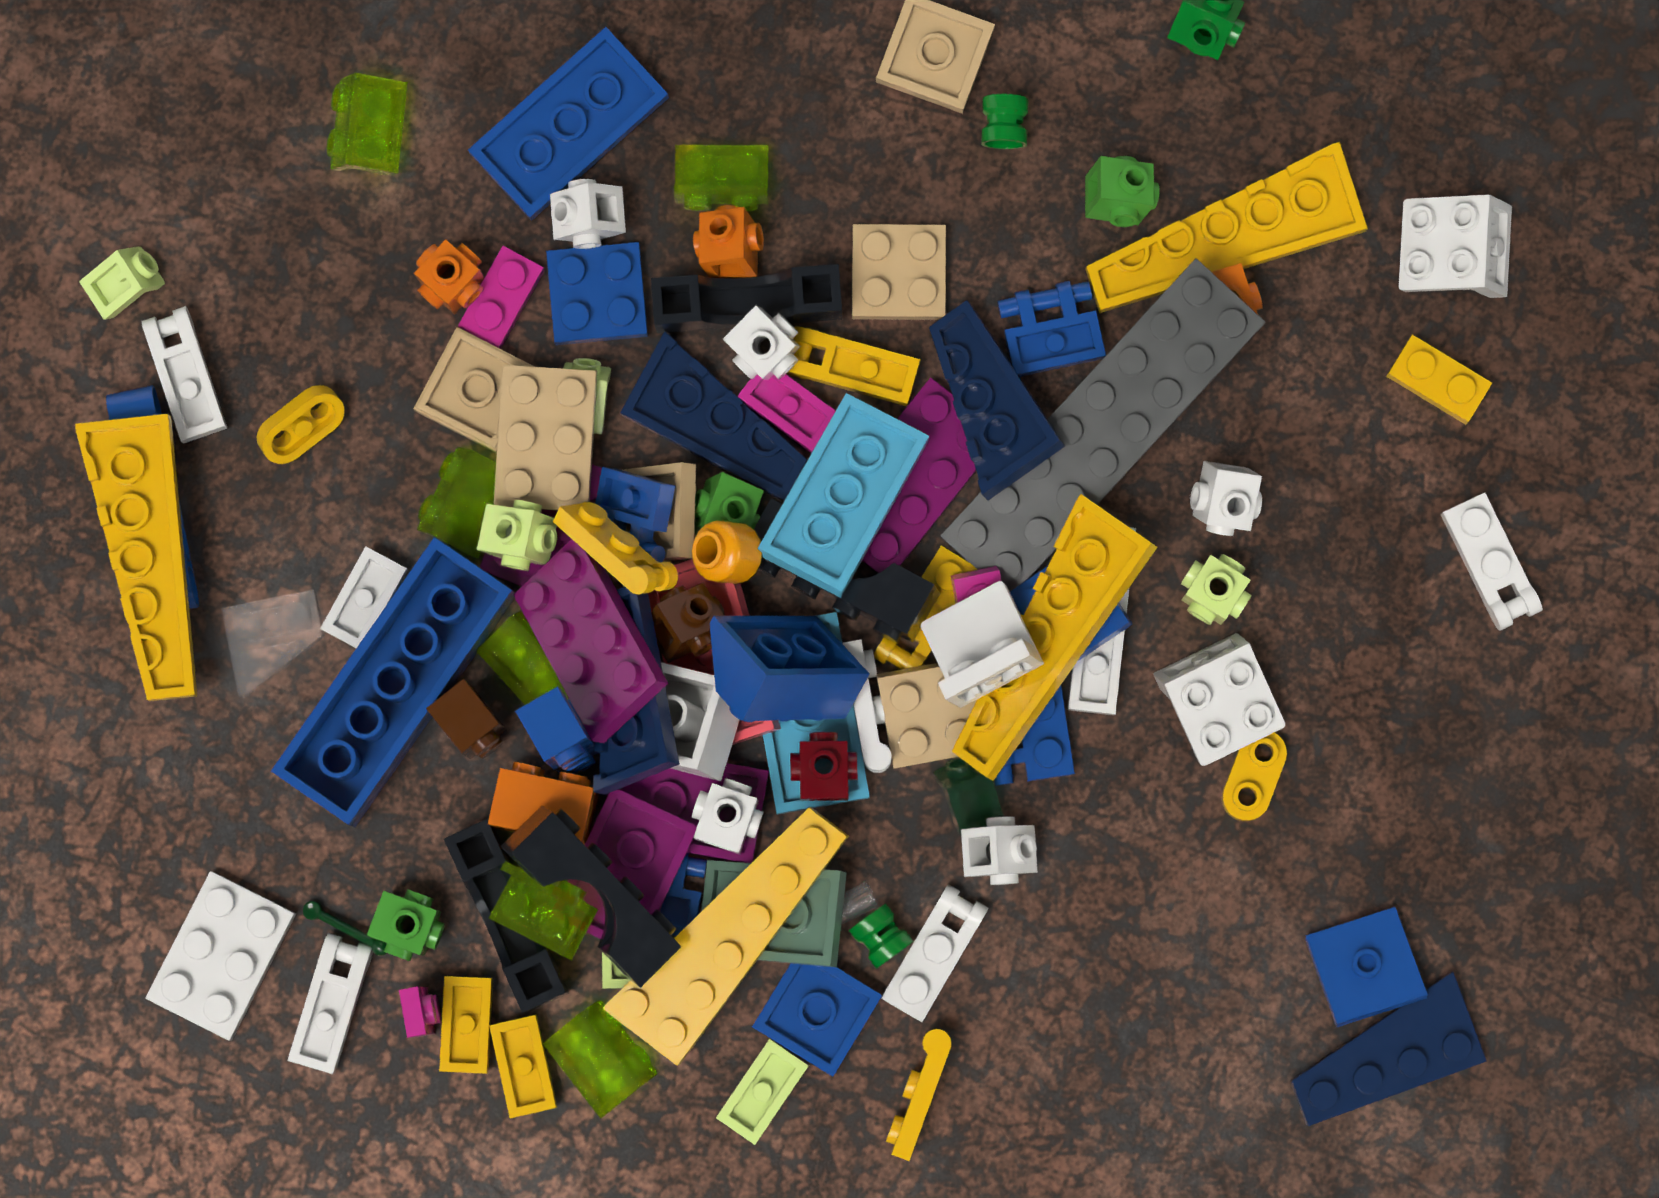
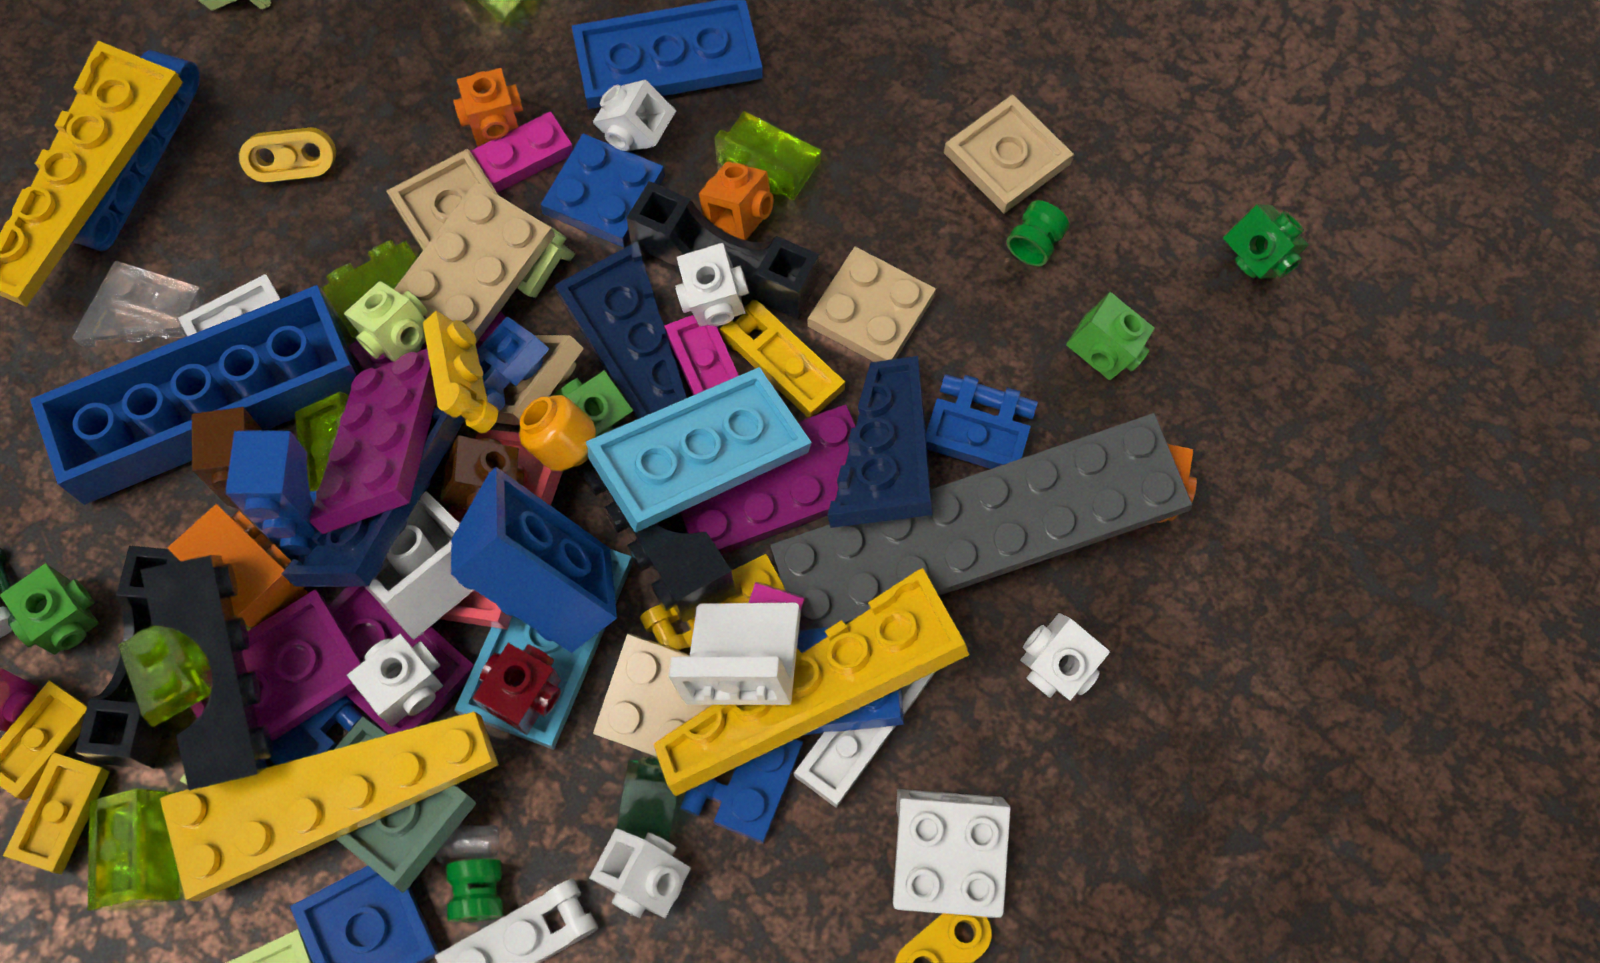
camera: 25 degrees right, 15 degrees down
(184, 376) = (227, 74): white plate -> none
(869, 713) = (602, 661): white plate -> none
(1205, 604) = (994, 754): yellowish green brick -> none
(1268, 220) = (1253, 441): yellow wing -> none
(1439, 379) = (1330, 668): yellow plate -> none
(1456, 244) = (1409, 551): white bracket -> none
(1490, 560) = (1299, 873): white plate -> none

